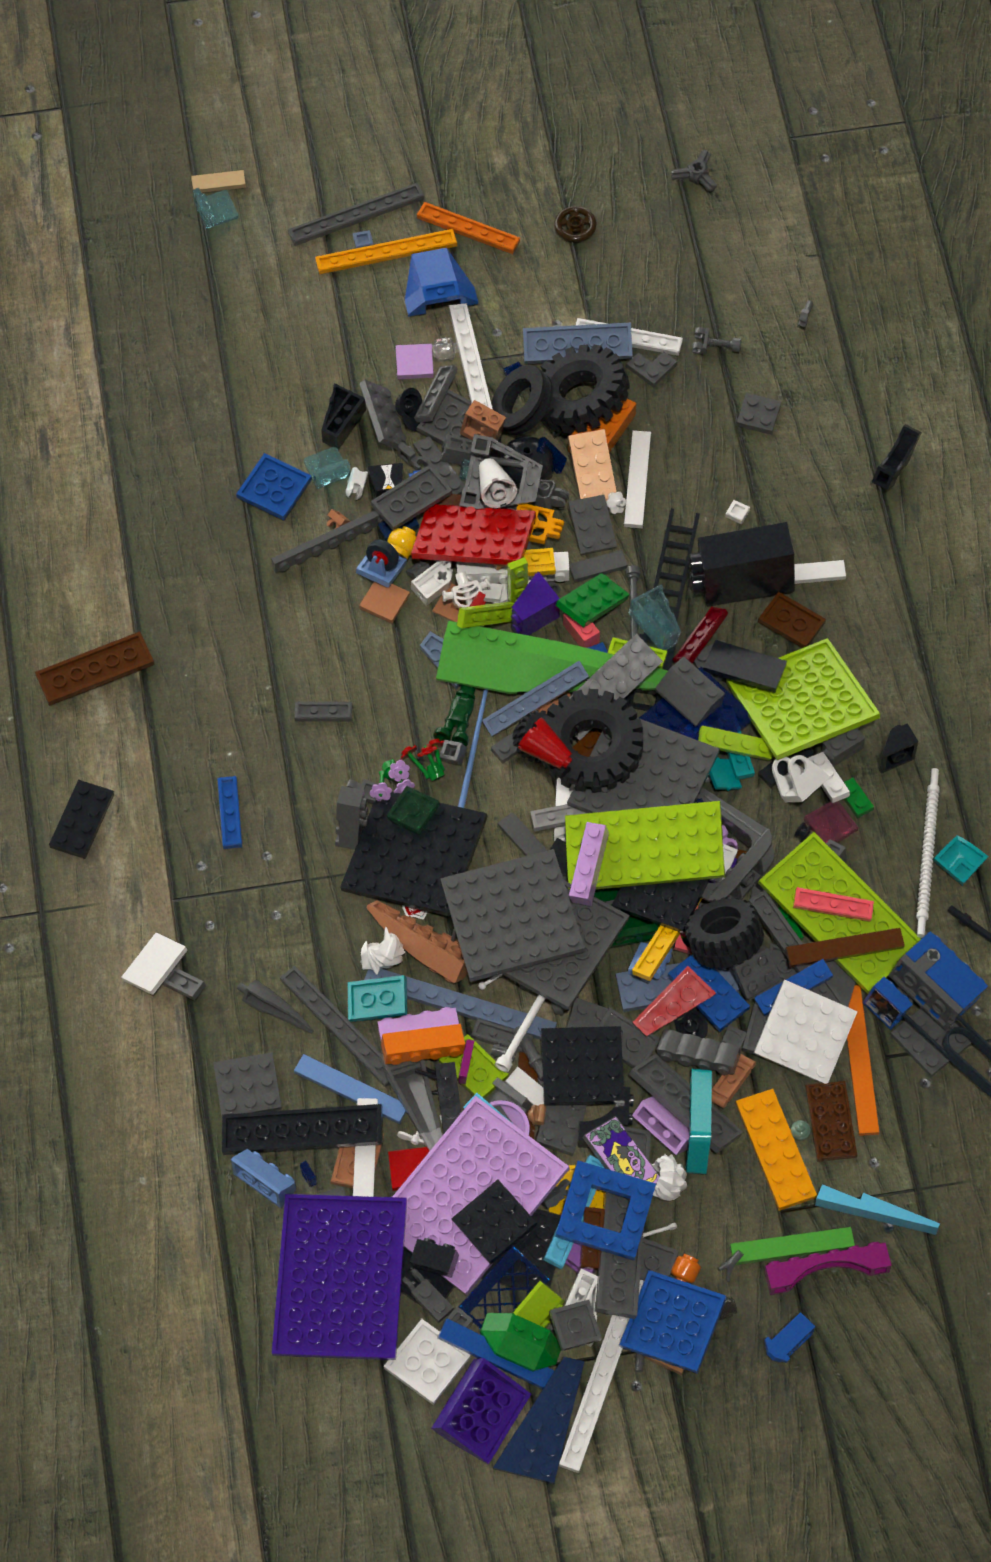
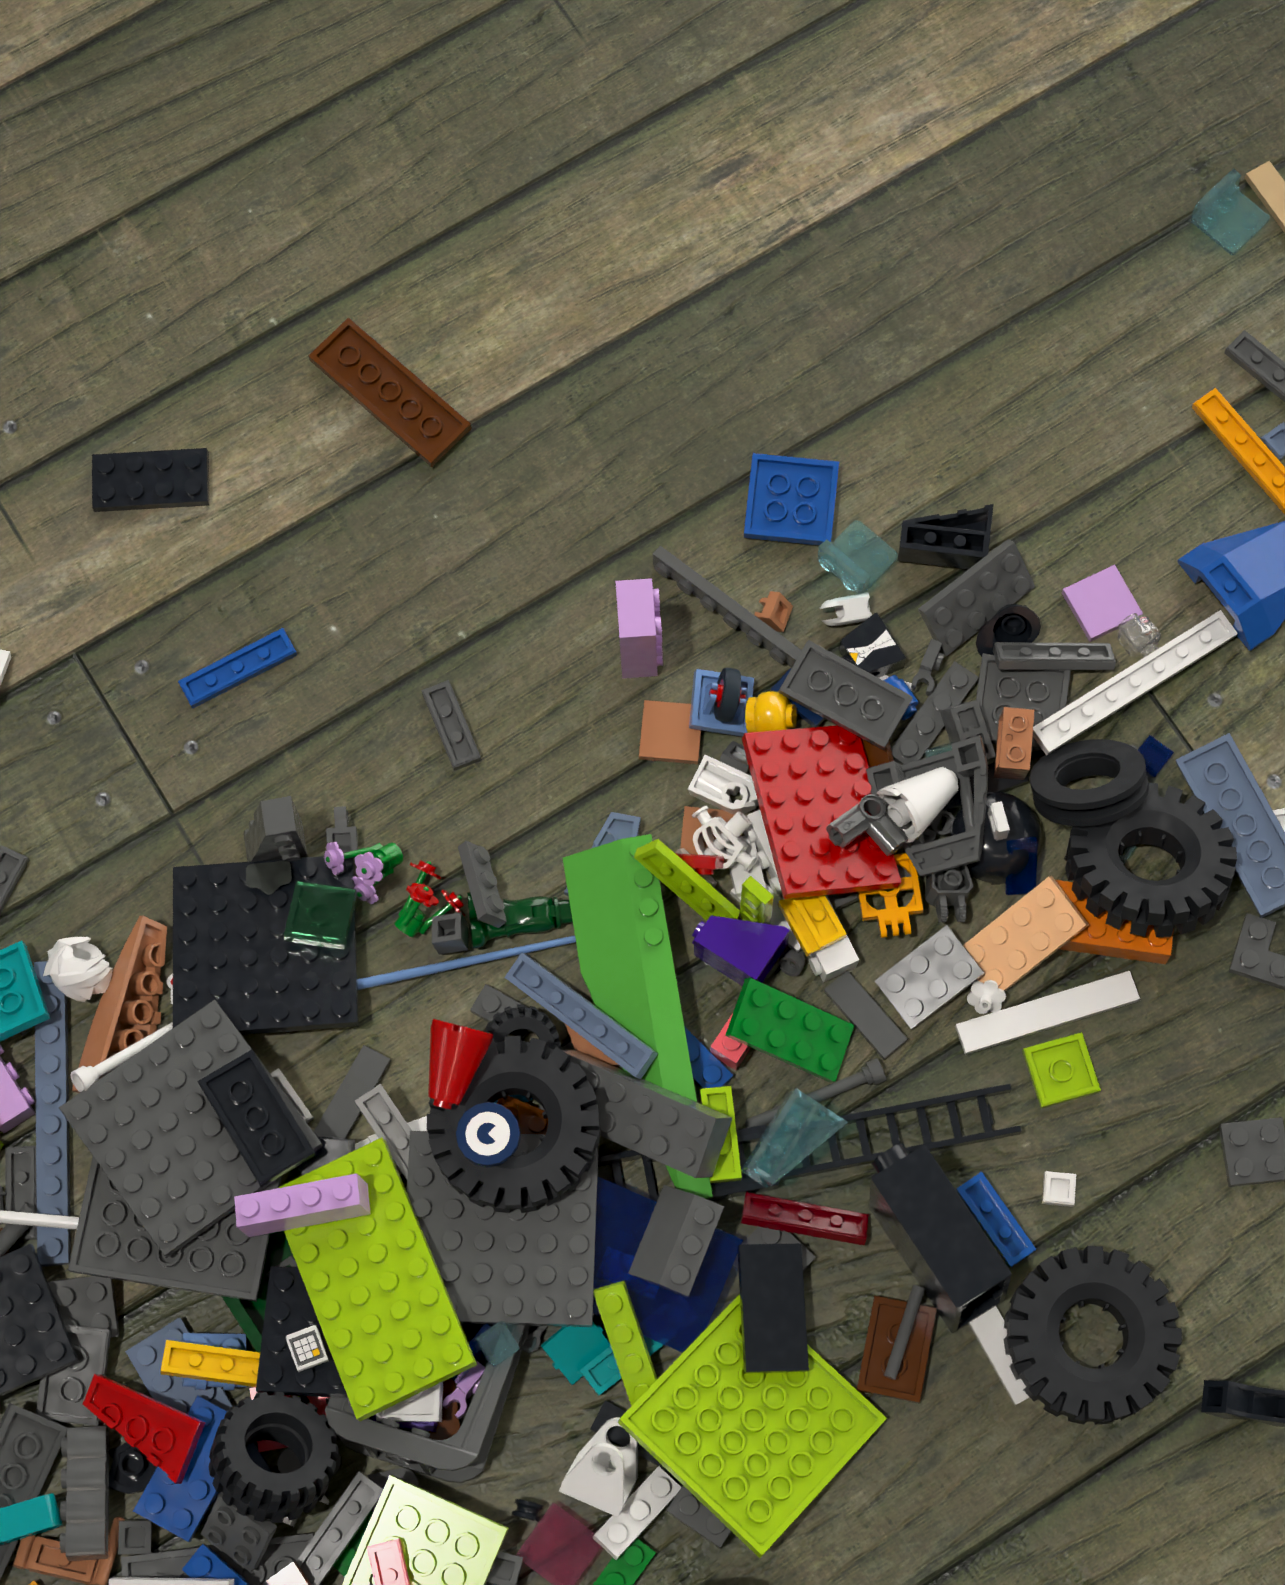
camera: 70 degrees right, 10 degrees up
(322, 580) = (639, 628): none -> lavender brick
(372, 834) = (268, 875): none -> pearl dark grey sticker
(433, 722) = (482, 884): none -> dark grey plate
(456, 959) = (86, 1076): none -> white piece
(494, 507) = (878, 826): none -> dark grey piece
(525, 873) = (256, 1118): none -> black tile
(526, 446) = (998, 821): none -> white tile
(594, 747) = (488, 1134): none -> dark blue tile
(671, 892) = (306, 1348): none -> slope
(672, 485) = (1061, 1070): none -> lime tile
(707, 795) = (497, 1343): none -> clear light blue tile
(784, 609) = (904, 1332): none -> dark grey bar
(834, 499) = (1134, 1301): none -> black tyre

